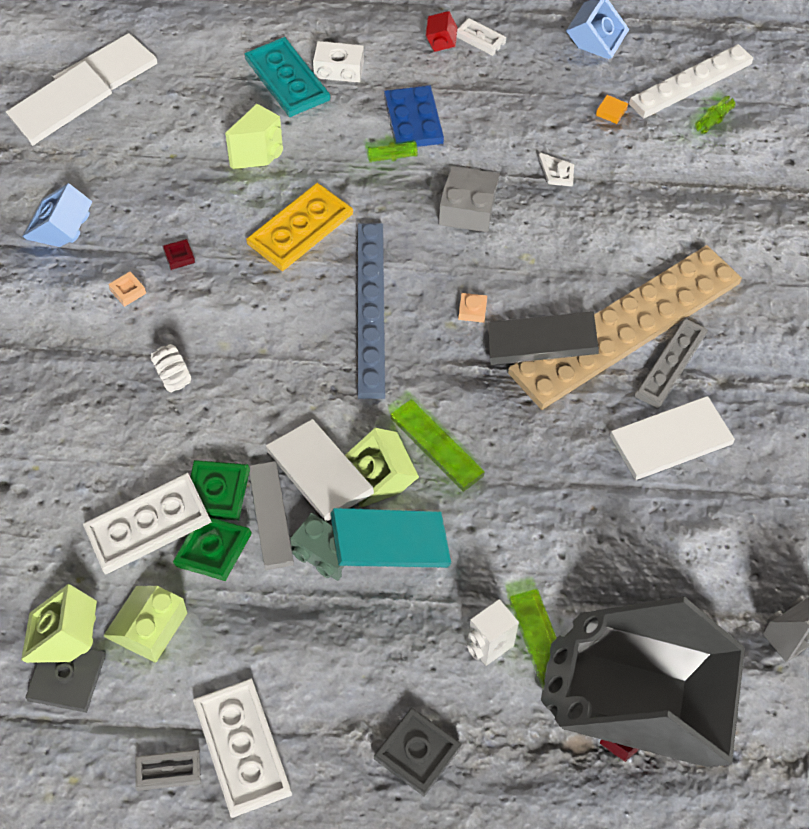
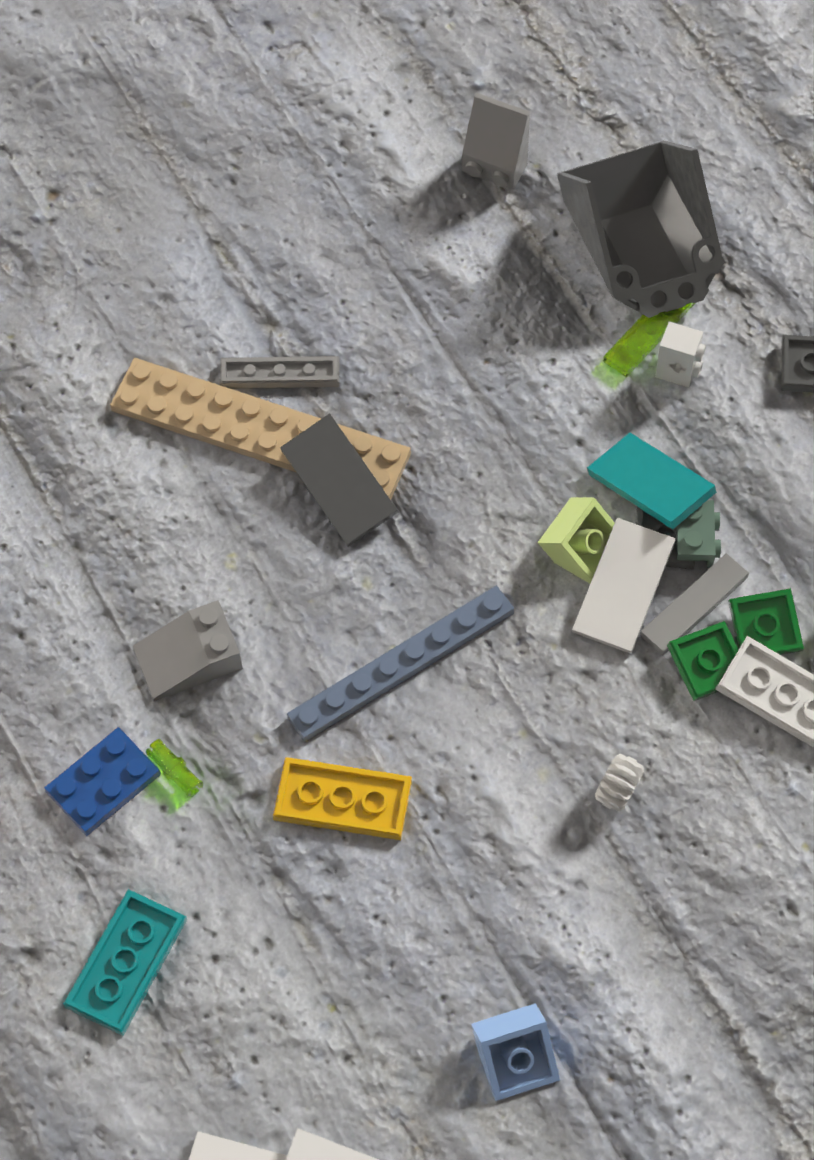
camera: 120 degrees left, 5 degrees up
(127, 289) = (551, 907): light nougat plate -> none
(178, 254) = (466, 895): dark red tile -> none
(254, 139) = (266, 904): yellowish green slope -> none
(338, 61) = (78, 926): white brick -> none
(437, 445) = (516, 514): clear neon green tile -> none
(472, 307) = (334, 571): light nougat plate -> none
(556, 170) = (93, 591): white piece -> none
(671, 438) = (368, 333): white tile -> none

